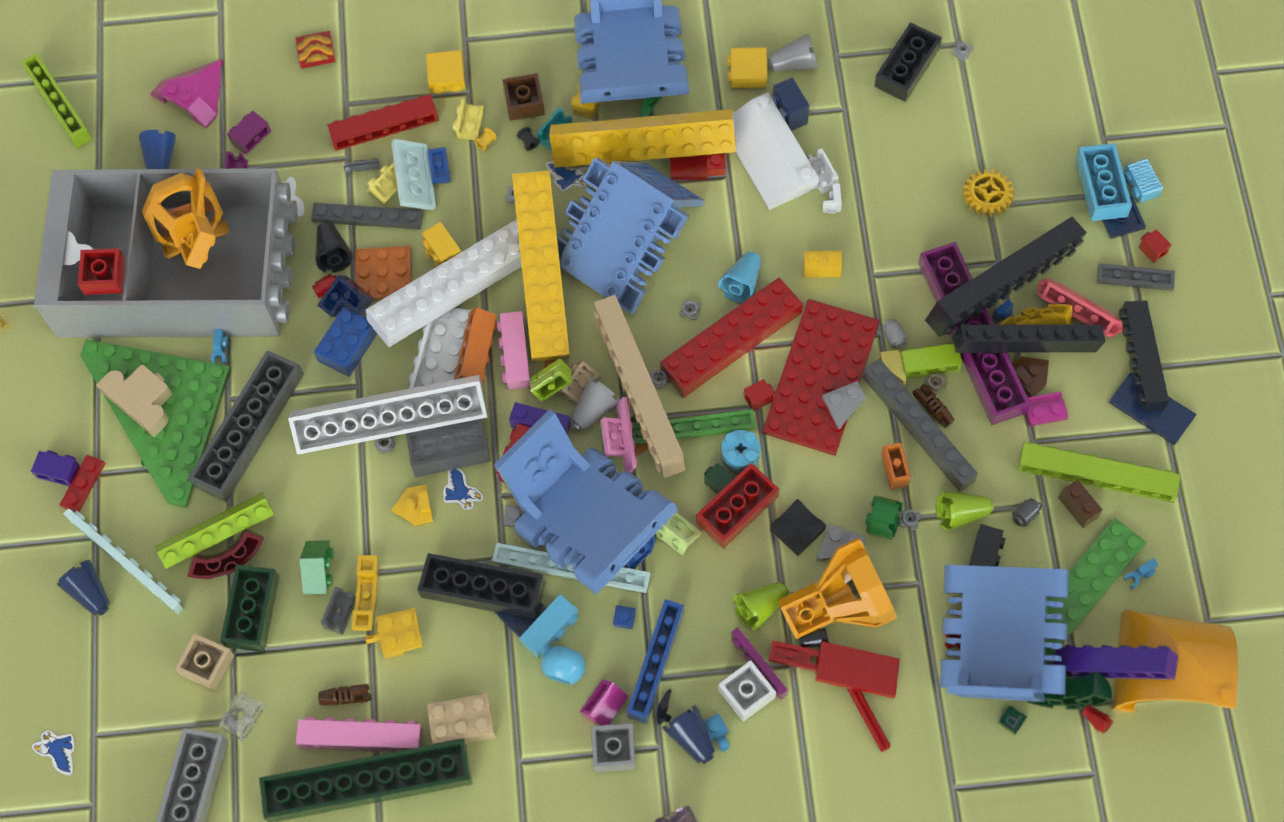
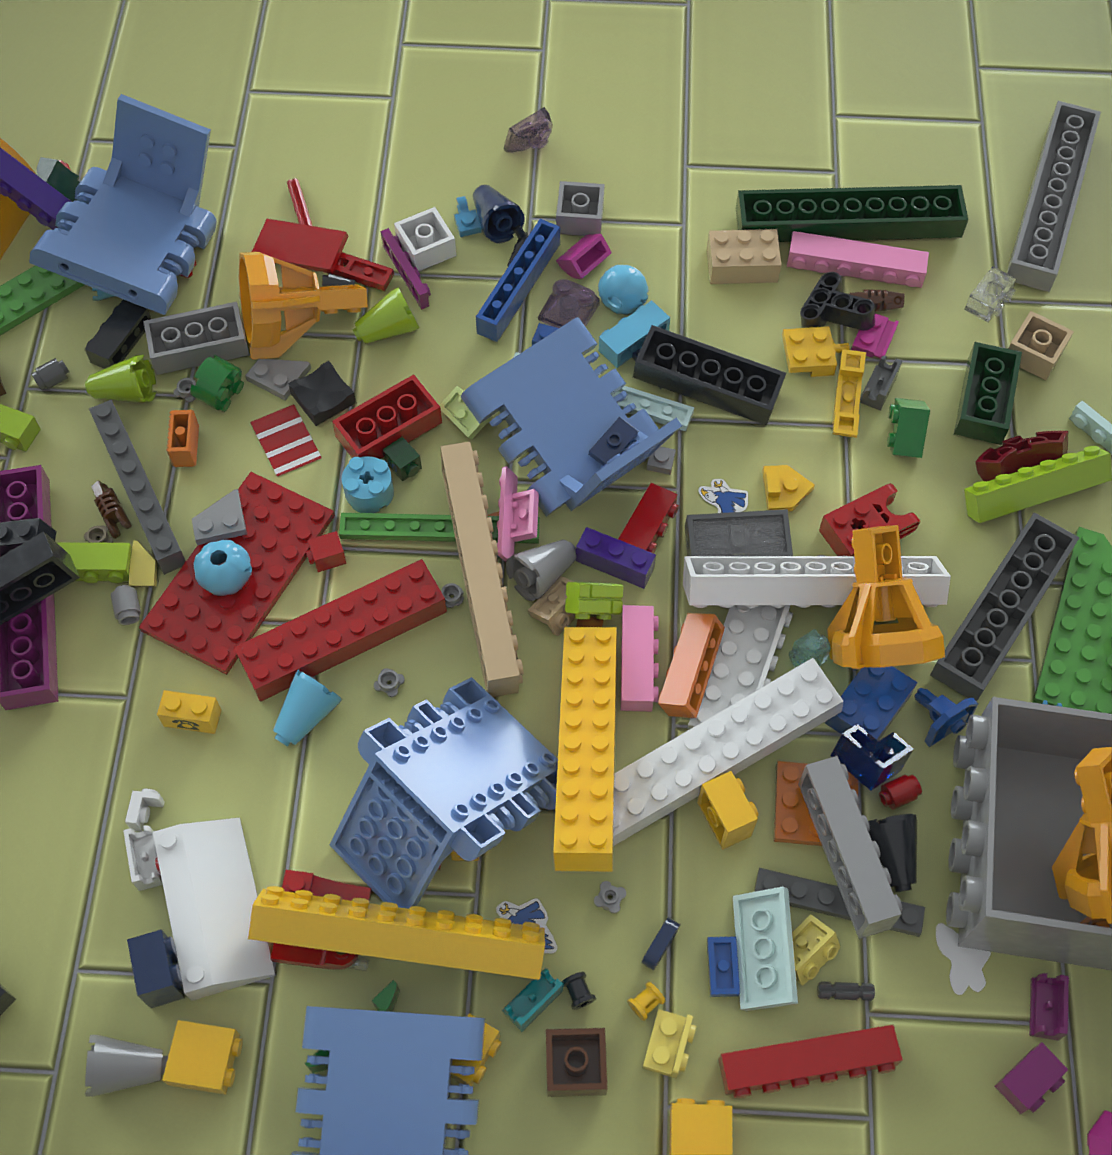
camera: 175 degrees left, 5 degrees down
(291, 334) = (946, 715): none -> blue piece
(339, 387) = (882, 596): none -> light orange plate
(343, 662) = (877, 339): none -> dark pink plate
(346, 479) = (861, 514): none -> red brick
(360, 231) = (849, 847): none -> light grey brick
(379, 680) = (832, 305): none -> black beam
(390, 371) = (810, 646): none -> clear light blue brick
(479, 172) = (661, 943): none -> dark blue beam
(551, 497) = (613, 441): none -> dark blue plate
(609, 649) = (568, 302): none -> clear purple slope
(818, 490) = (285, 440): none -> red sticker
(828, 366) = (222, 578): none -> medium azure piece
(915, 558) = (193, 336): none -> light grey brick

